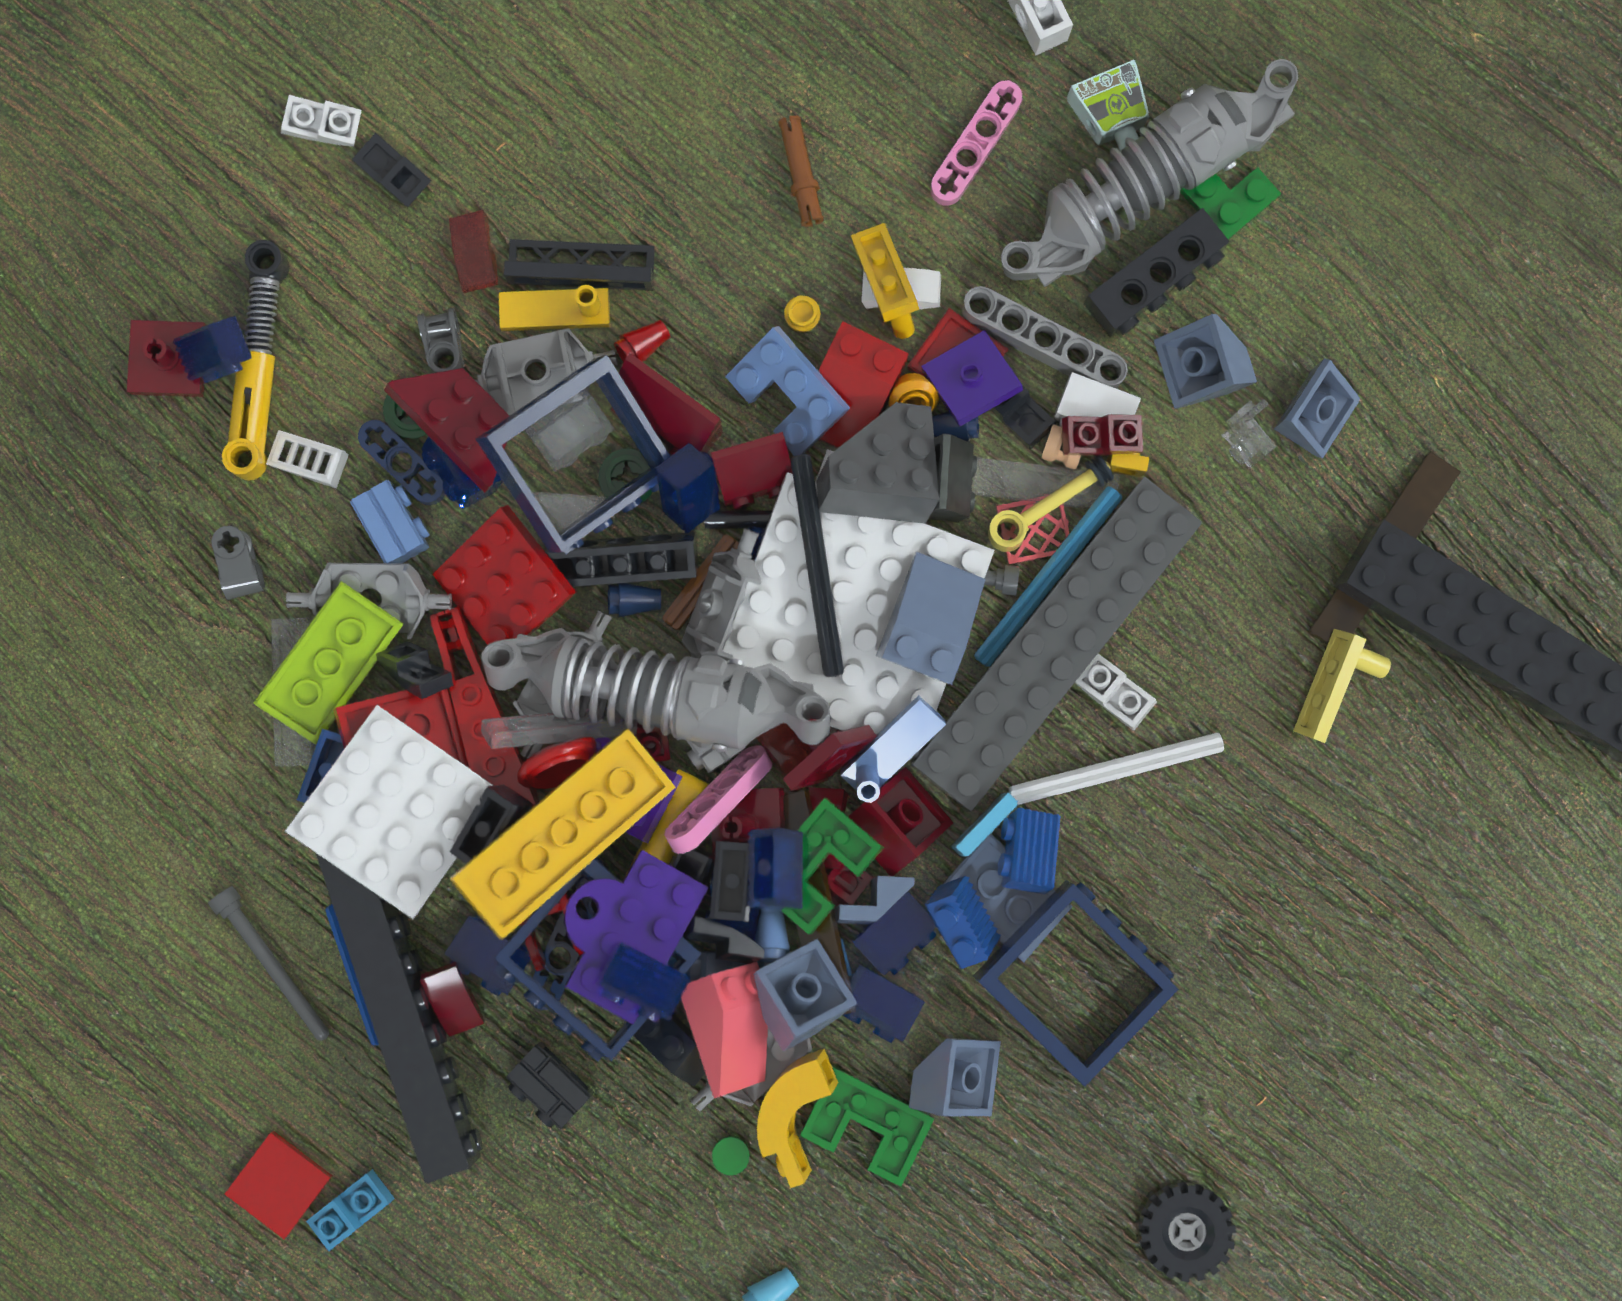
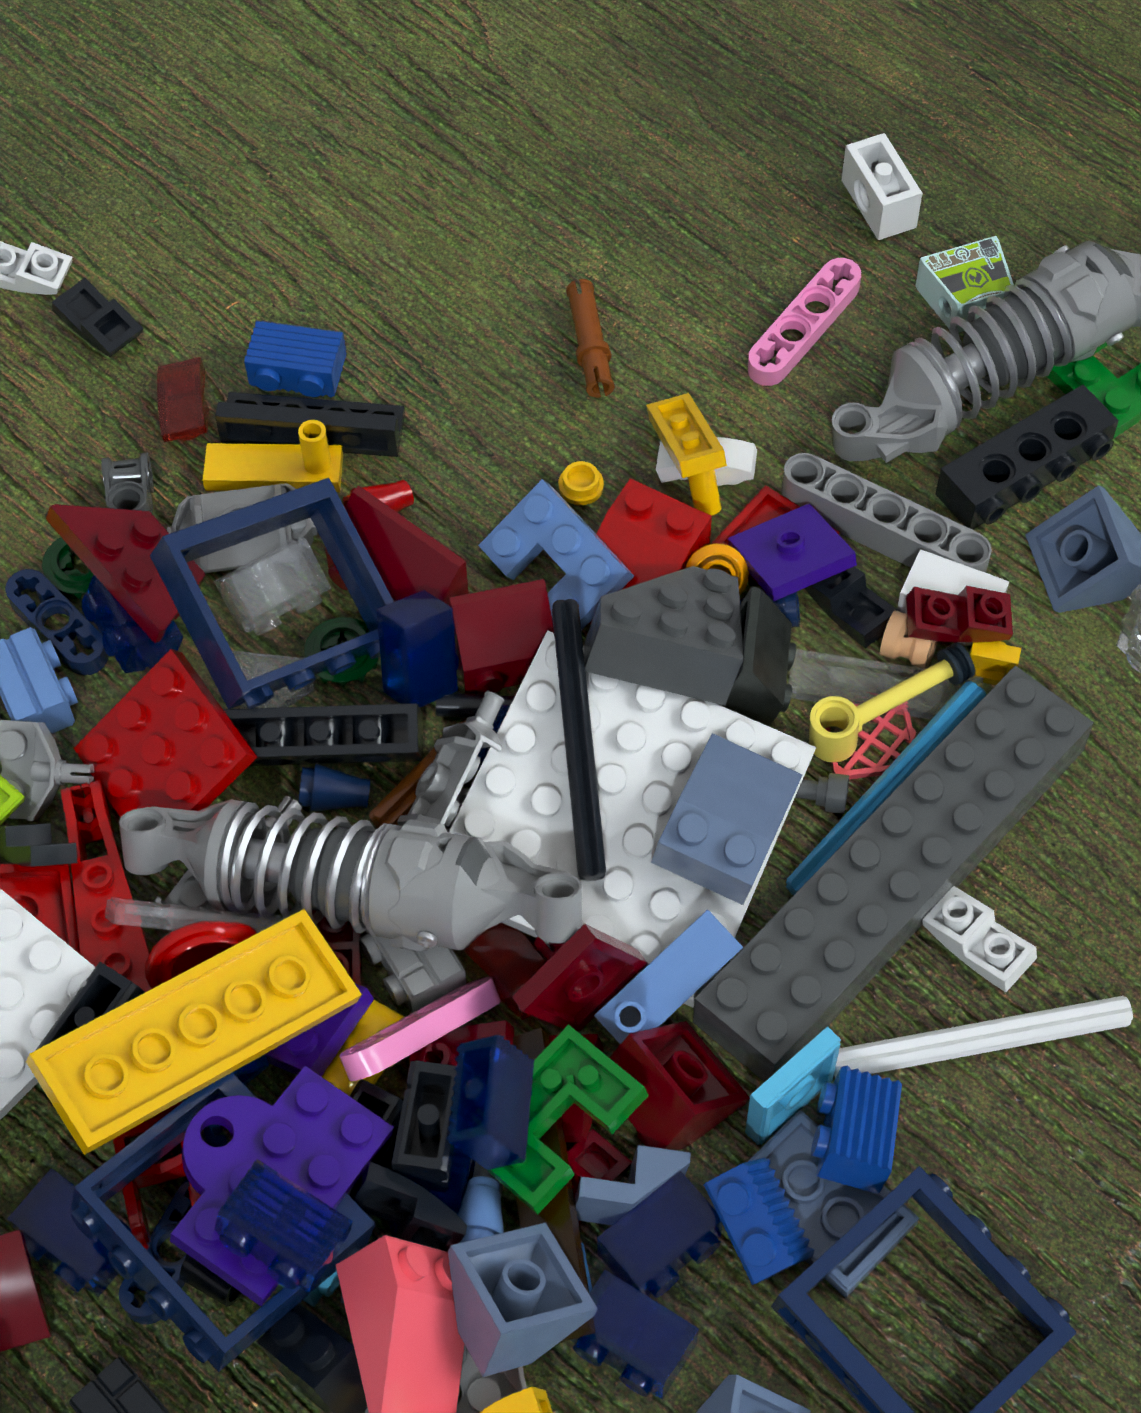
camera: 10 degrees right, 25 degrees down
(561, 207) = (295, 358): none -> blue brick

